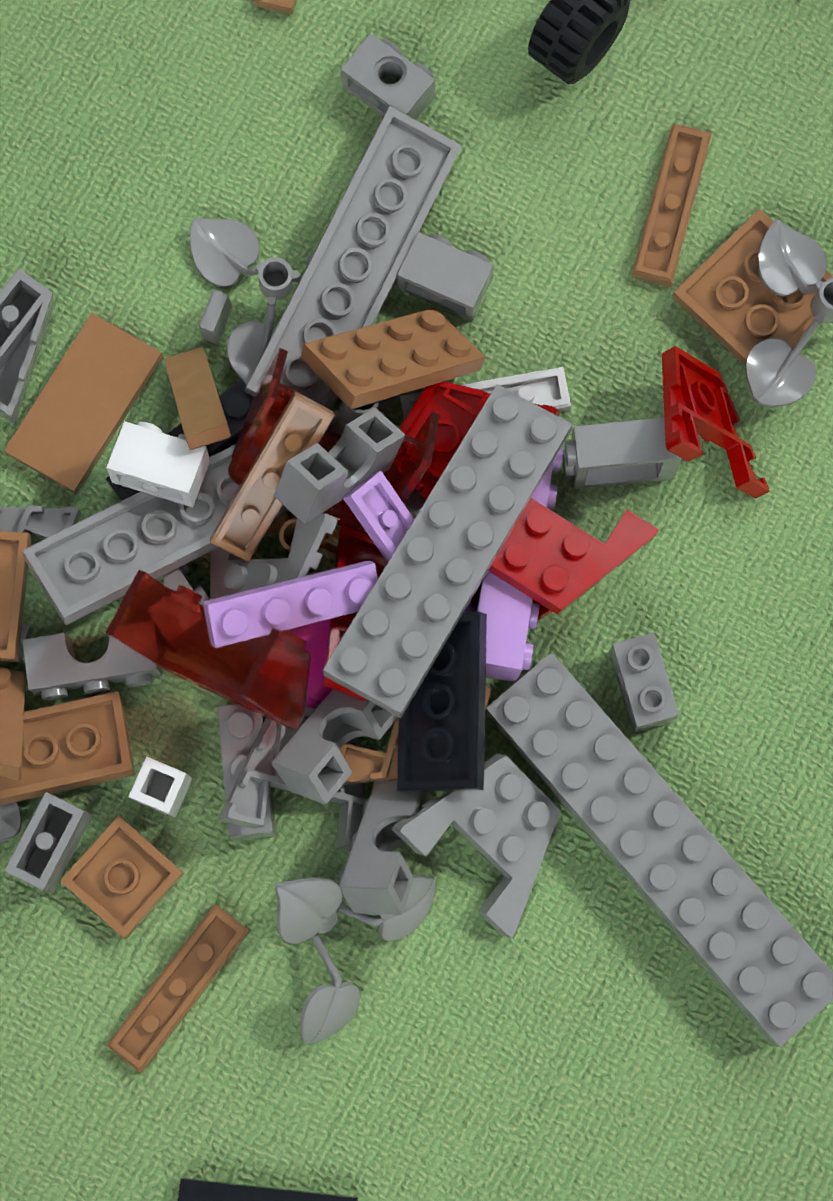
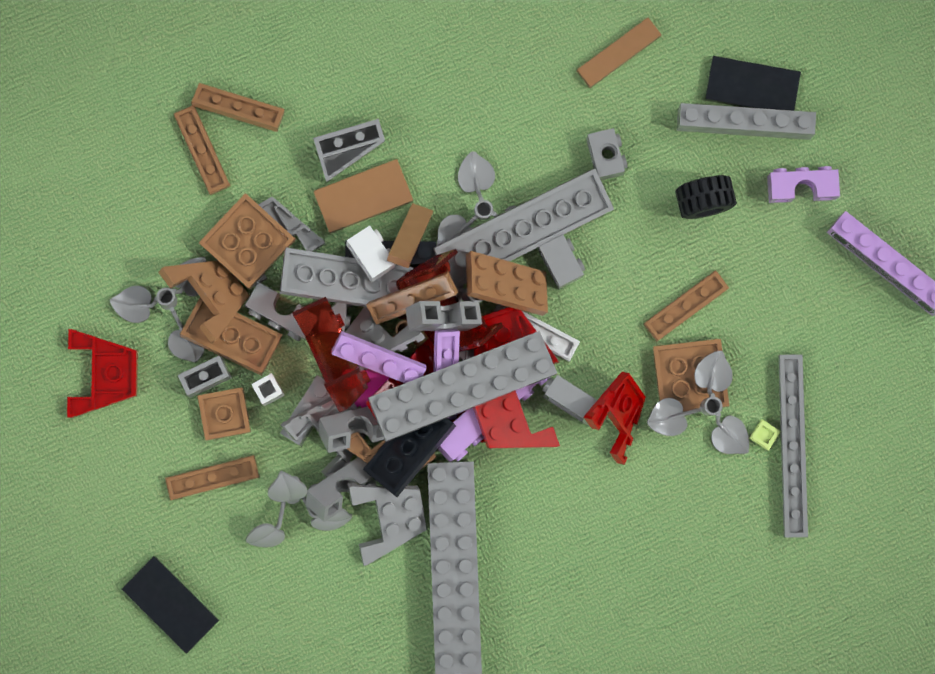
camera: 30 degrees right, 5 degrees up
(215, 316) = (448, 202): light grey tile -> none
(643, 682) = (503, 504): light grey brick -> none

